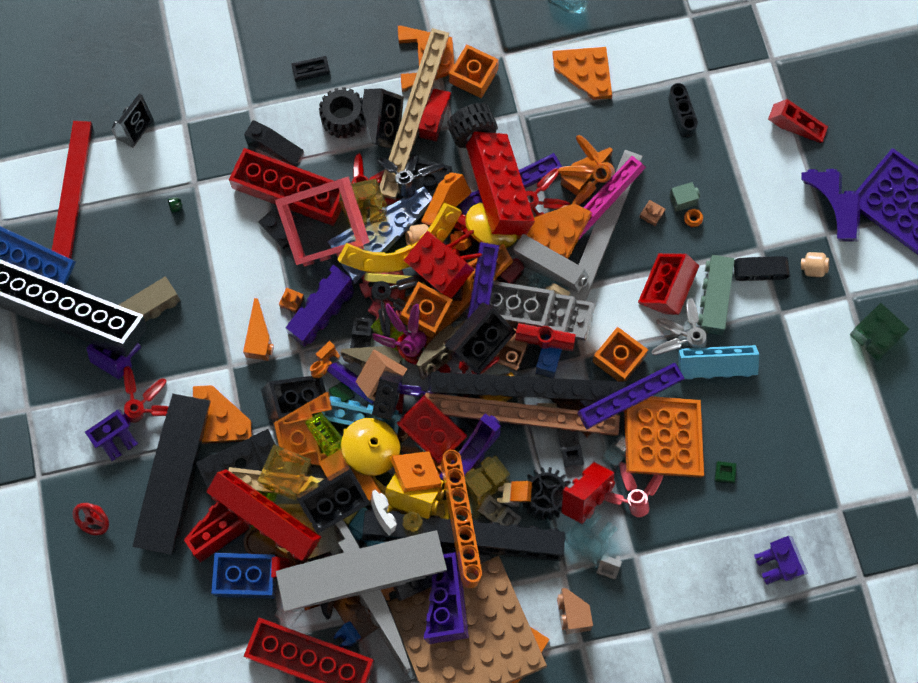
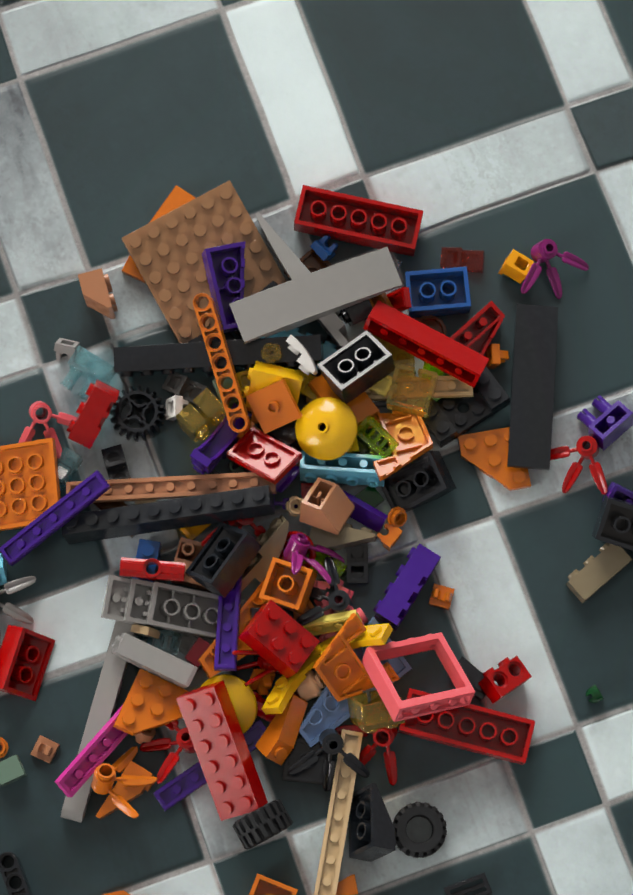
camera: 170 degrees right, 5 degrees up
(93, 515) = (605, 332): red piece -> none
(131, 603) = (542, 253): none -> magenta plant
(164, 600) = (516, 266): none -> light orange brick
(200, 508) = (495, 356): none -> orange tile
(215, 610) = (457, 257): none -> clear red slope
(246, 216) = (504, 678): none -> red brick
(258, 341) = (469, 547): orange slope -> none
(272, 143) = (494, 782): black slope -> none
(386, 236) = (341, 667): none -> orange wing
(387, 395) = (315, 480): black brick -> none
(405, 382) = (290, 505): none -> tan plate
(434, 115) = (310, 846): red slope -> none
(521, 491) = (163, 406): orange tile -> none
(620, 355) = (70, 569): orange brick -> none

